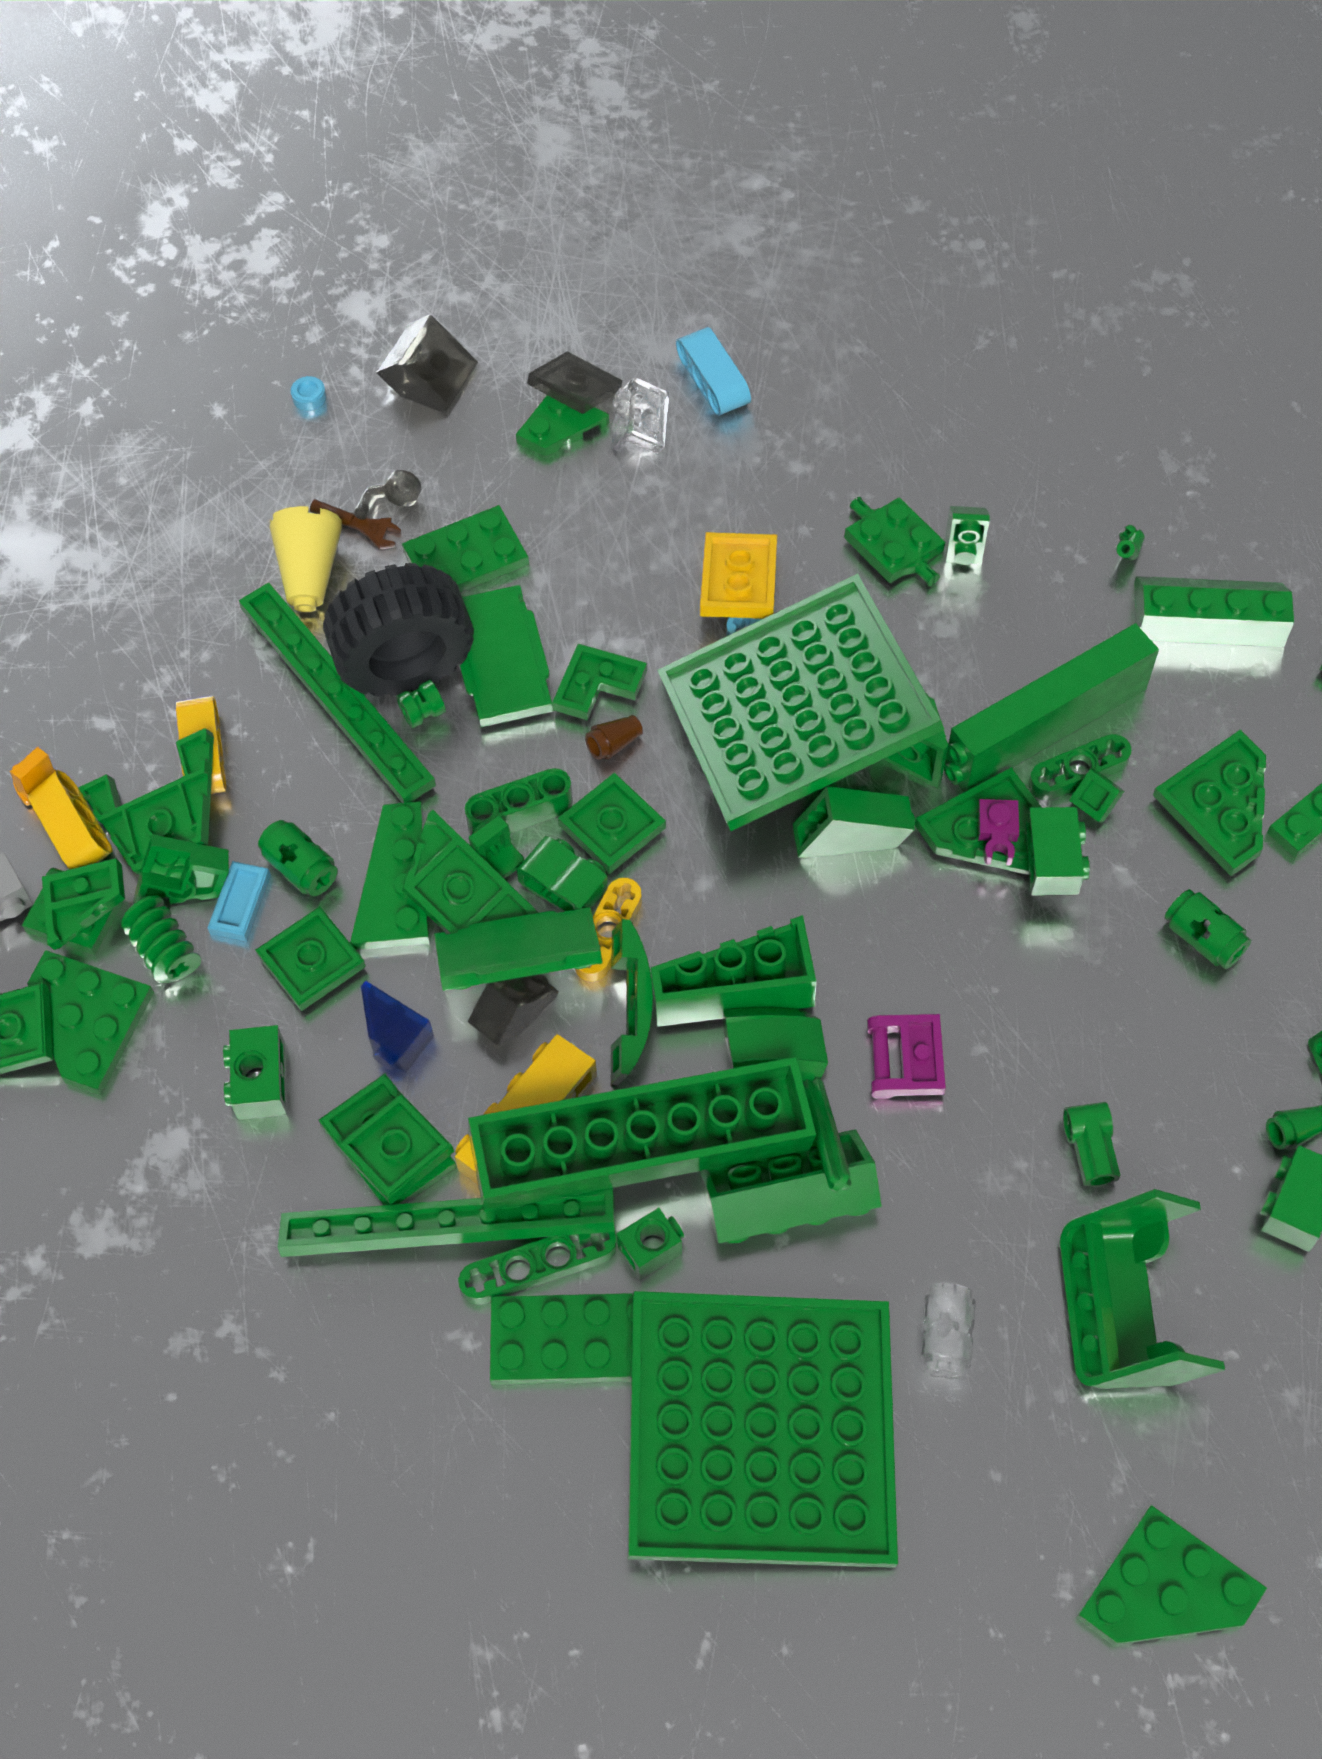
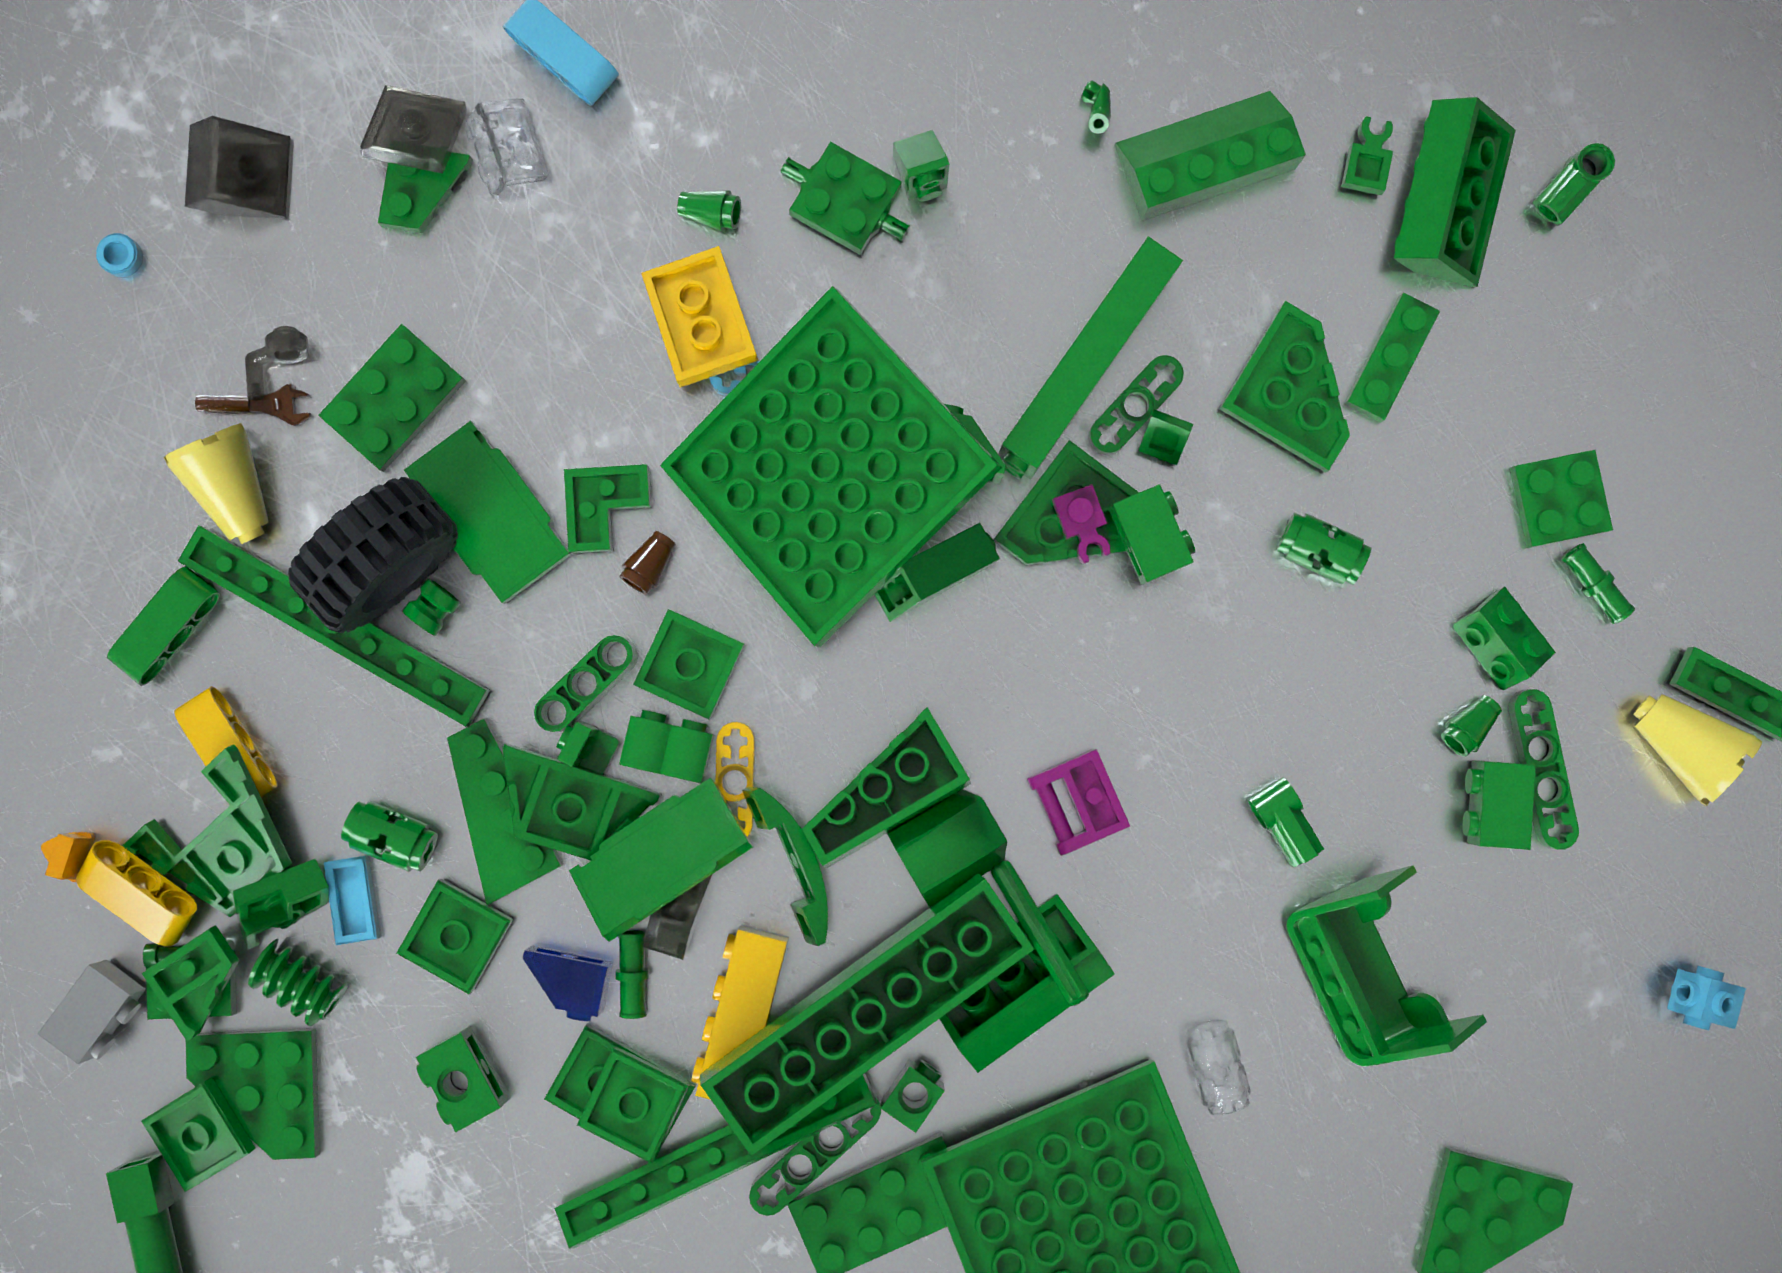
camera: 25 degrees left, 25 degrees up
(201, 643) = (163, 626): none -> green beam
(445, 1046) = (632, 974): none -> green pin
(783, 510) = (711, 208): none -> green cone

